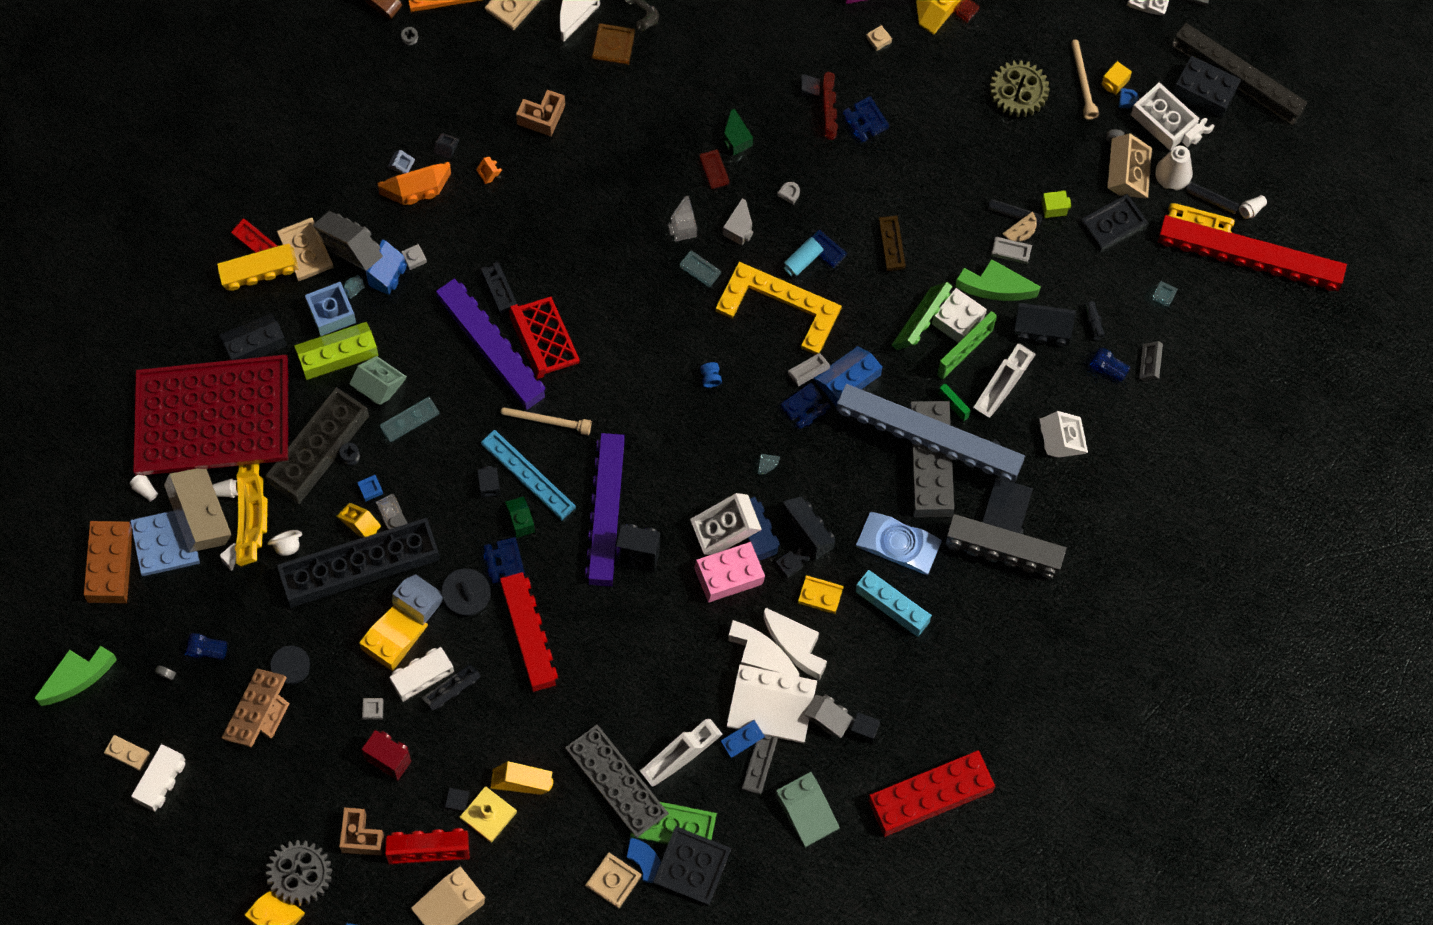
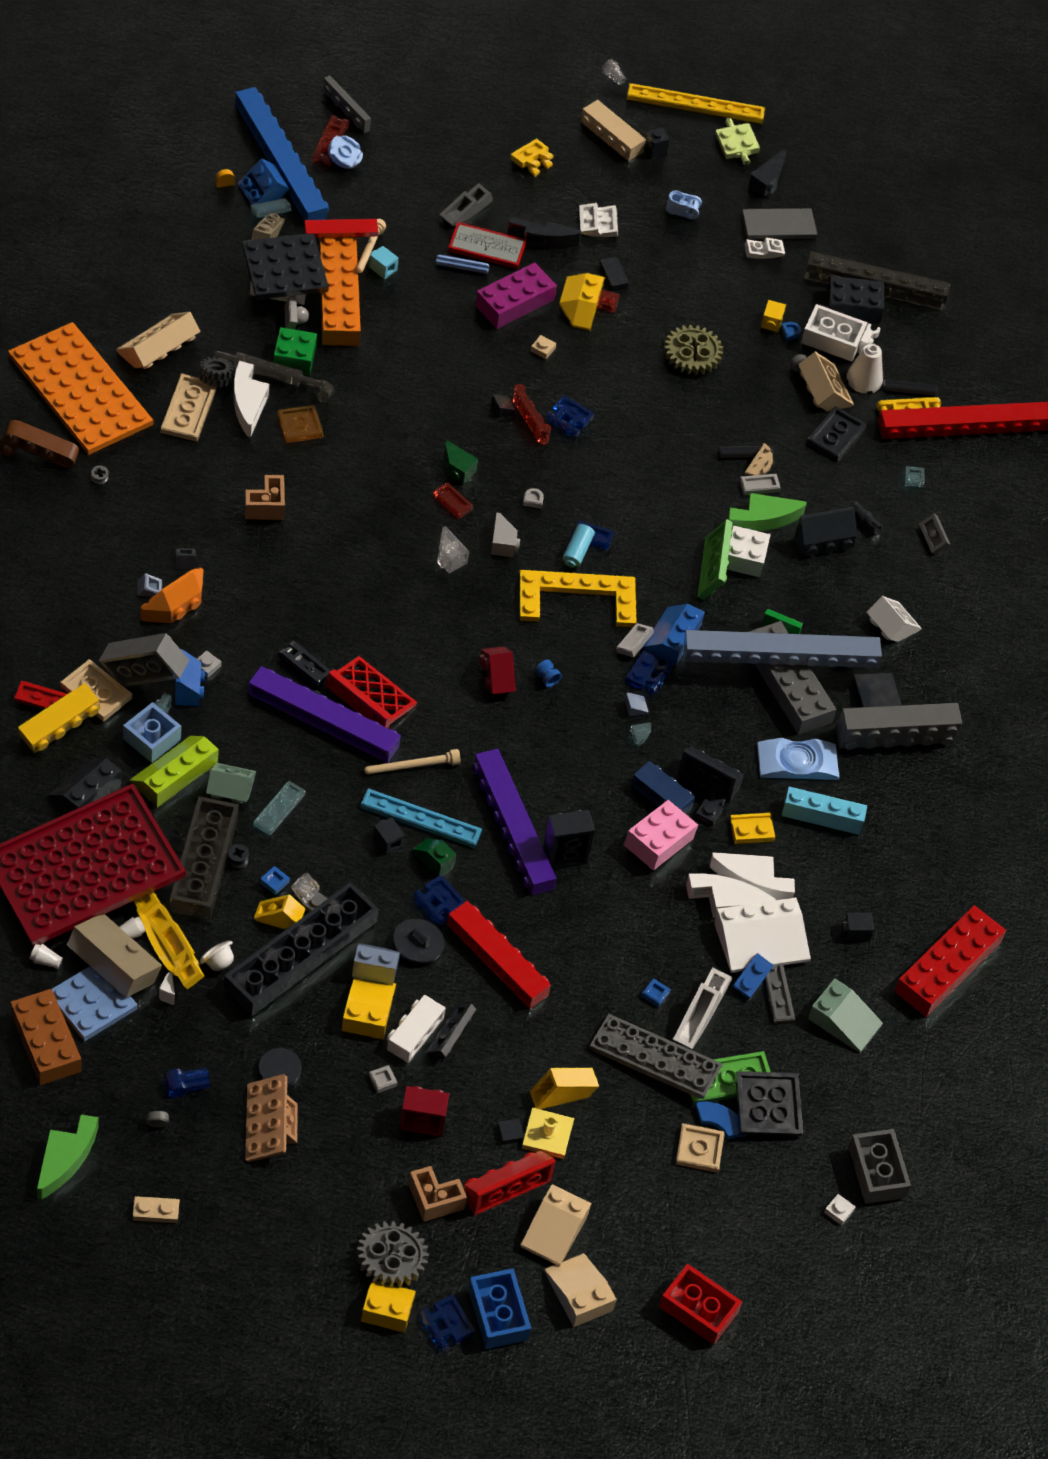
camera: 30 degrees left, 15 degrees down
(158, 778) = (203, 1219): white brick -> none
(488, 170) = (239, 565): orange tile -> none
(650, 720) = (655, 993): none -> blue tile
(665, 354) = (499, 668): none -> dark red brick
(700, 268) = (486, 588): clear light blue tile -> none
(725, 524) = (637, 791): white brick -> none
(777, 434) = (635, 704): none -> sand blue slope
(828, 715) = (822, 925): brick -> none
(892, 243) = (651, 510): dark brown plate -> none
(966, 345) = (769, 571): bright green tile -> none
(1004, 380) = (817, 590): white slope -> none
(1055, 204) = (779, 432): lime brick -> none
(1090, 110) = (765, 349): tan piece -> none
(1105, 362) = (895, 548): clear blue piece -> none
(1251, 207) = (948, 384): white cone -> none

